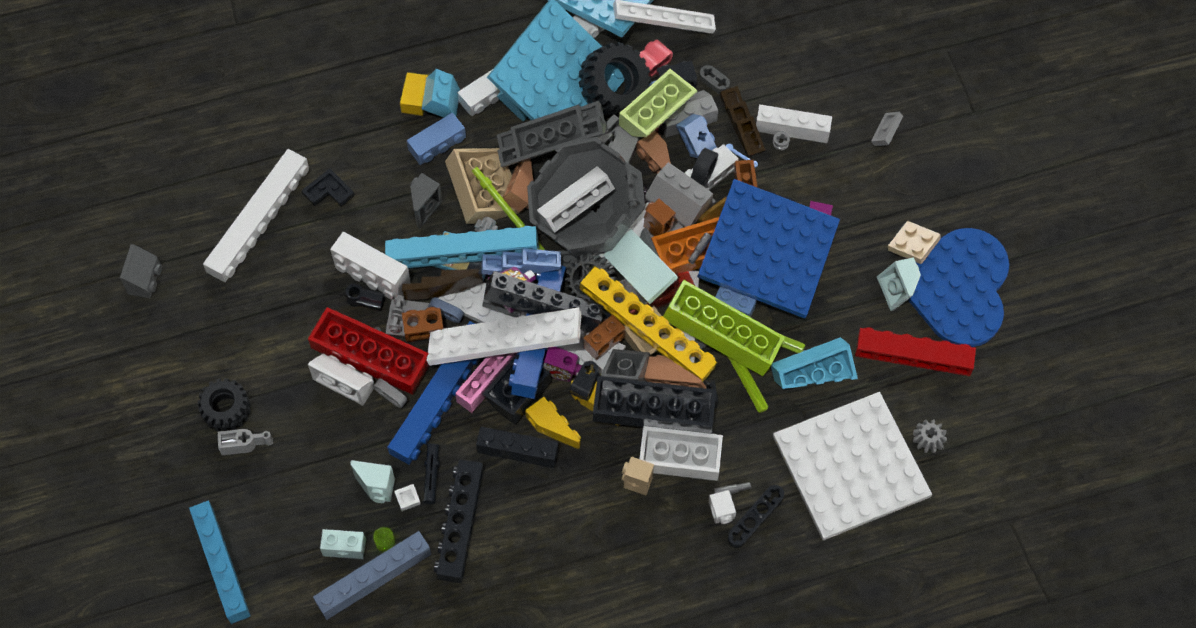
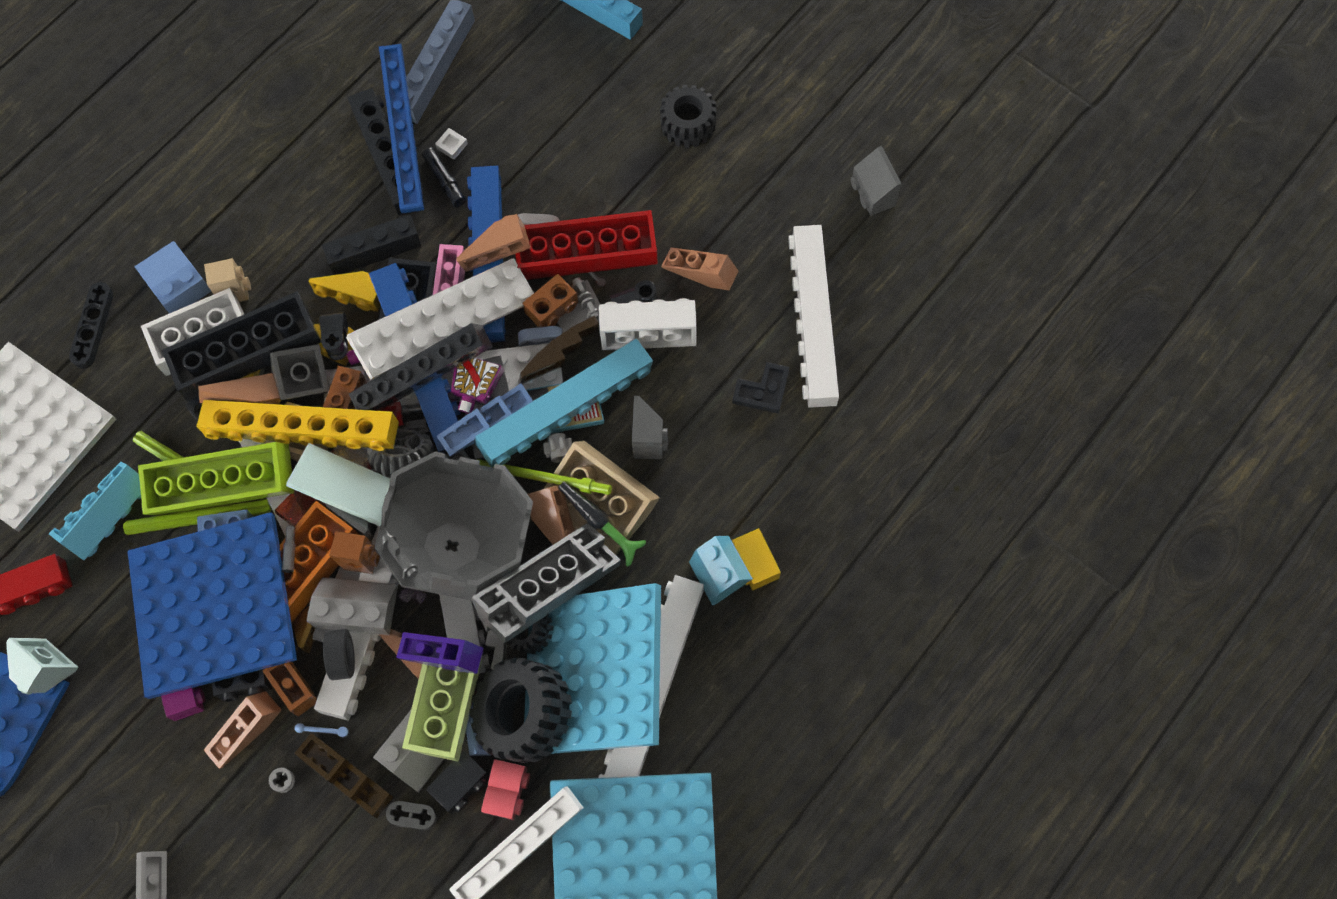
camera: 150 degrees right, 5 degrees up
(233, 441) = (645, 99): light grey piece -> none
(304, 293) = (703, 267): none -> nougat slope
(341, 378) = (592, 197): white slope -> none
(343, 544) = (481, 69): light aqua brick -> none
(375, 480) = (490, 129): light aqua slope -> none
(387, 540) = (446, 95): clear neon green wheel -> none
(430, 374) = (497, 242): none -> nougat slope
(436, 139) = (688, 519): medium blue brick -> none
(436, 517) = (401, 128): none -> blue tile
(493, 163) = (599, 520): none -> black piece
(575, 199) = (469, 523): white brick -> none
(642, 118) = (440, 652): none -> dark purple slope
(677, 516) = (172, 278): none -> medium blue slope
(696, 134) = (381, 706): medium blue brick -> none
(722, 507) = (128, 310): white brick -> none
(734, 488) = (129, 339): flat silver pin -> none
(788, 178) = (242, 728): none -> nougat slope
(794, 123) = (273, 808): white brick -> none
(914, 242) = (47, 736): tan plate -> none

